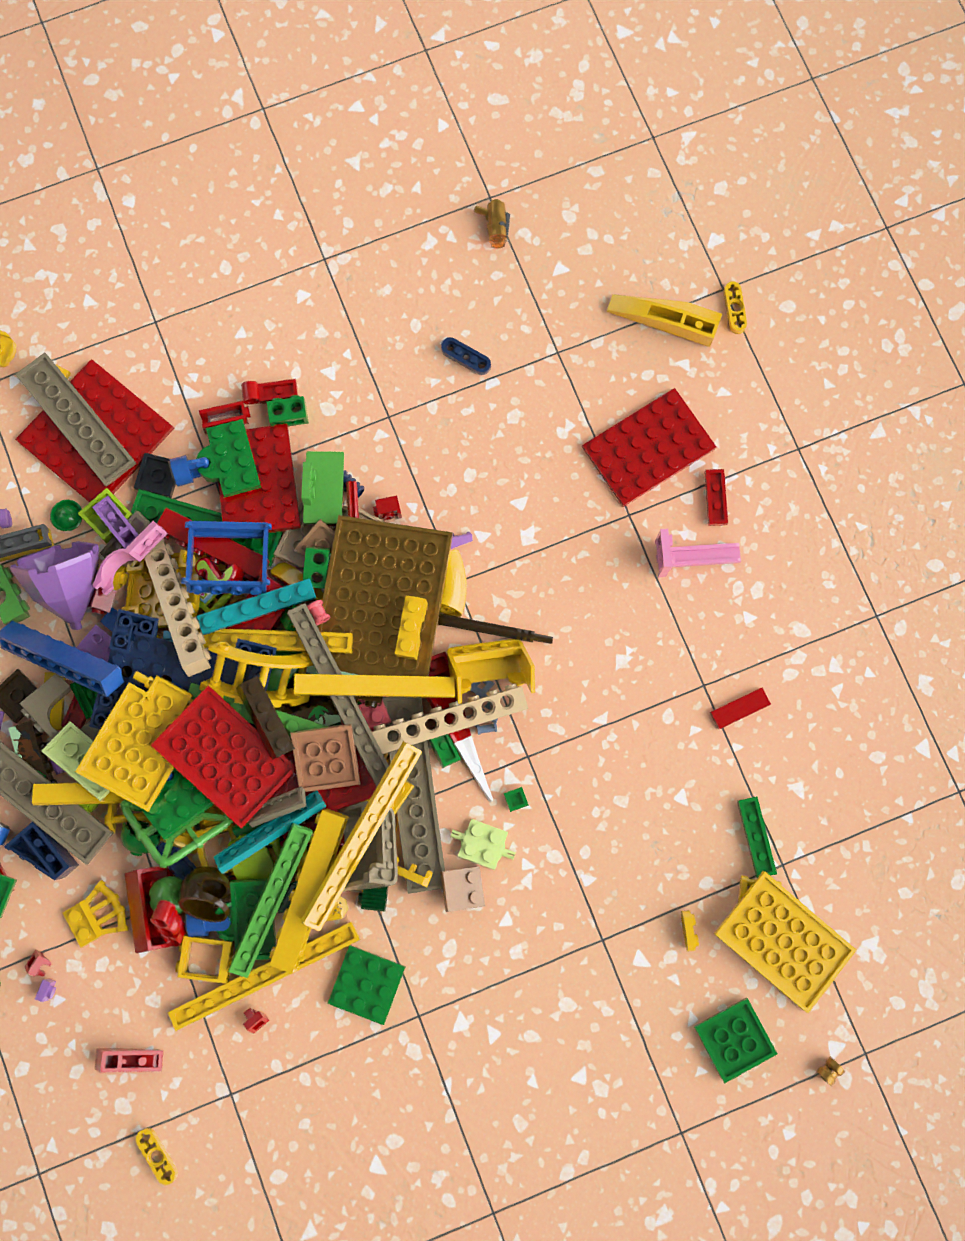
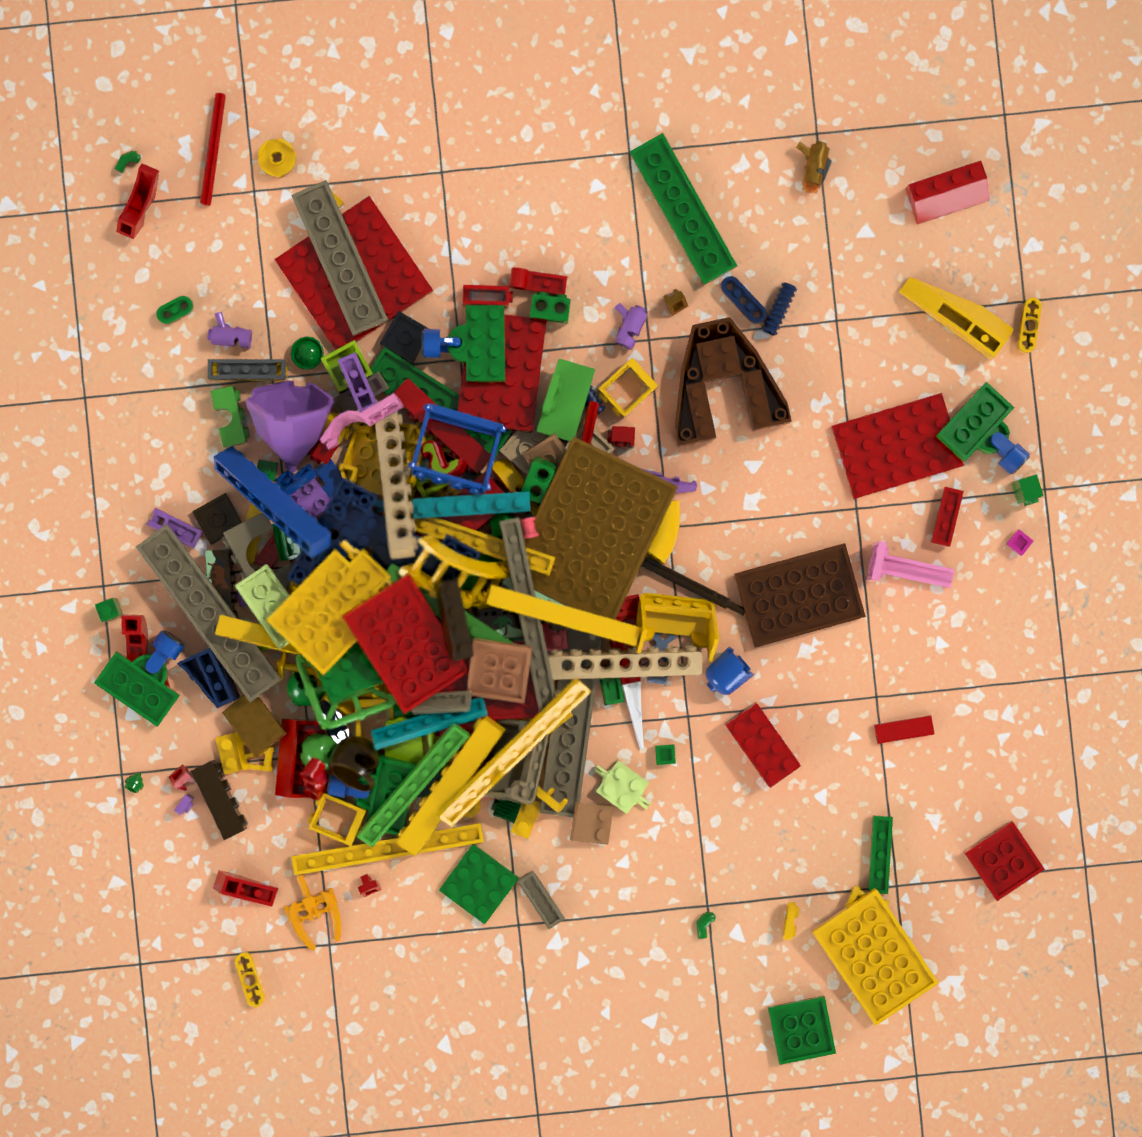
camera: 15 degrees right, 10 degrees up
(55, 632) = (268, 468): none -> green plate
(78, 637) = (292, 482): none -> blue tile
(80, 974) = (219, 799): none -> dark brown brick
(97, 887) = (254, 724): none -> pearl gold tile
(200, 1058) = (310, 904): none -> light orange bar
(368, 406) = (632, 324): none -> medium lavender piece
(387, 292) = (683, 209): none -> green plate
(387, 446) = (641, 374): none -> yellow window
(396, 903) = (526, 819): none -> yellow plate
(404, 375) = (676, 302): none -> pearl gold tile
(410, 626) = (612, 570): yellow arch -> none
(433, 982) = (541, 899): none -> dark tan plate
(457, 408) = (716, 353): none -> reddish brown piece
(501, 354) = (779, 308): none -> dark blue piece
(553, 701) = (727, 673): none -> blue cylinder
(600, 609) = (799, 595): none -> reddish brown plate
(603, 958) = (703, 921): none -> green arm
(608, 762) = (762, 744): none -> red brick
(624, 212) = (948, 192): none -> slope
(722, 406) = (982, 428): none -> green plate
(783, 449) = (1027, 490): none -> green brick
(792, 501) = (1019, 542): none -> dark pink plate
(830, 1075) = (875, 1084): pearl gold wheel -> none
(879, 808) = (1004, 860): none -> red plate

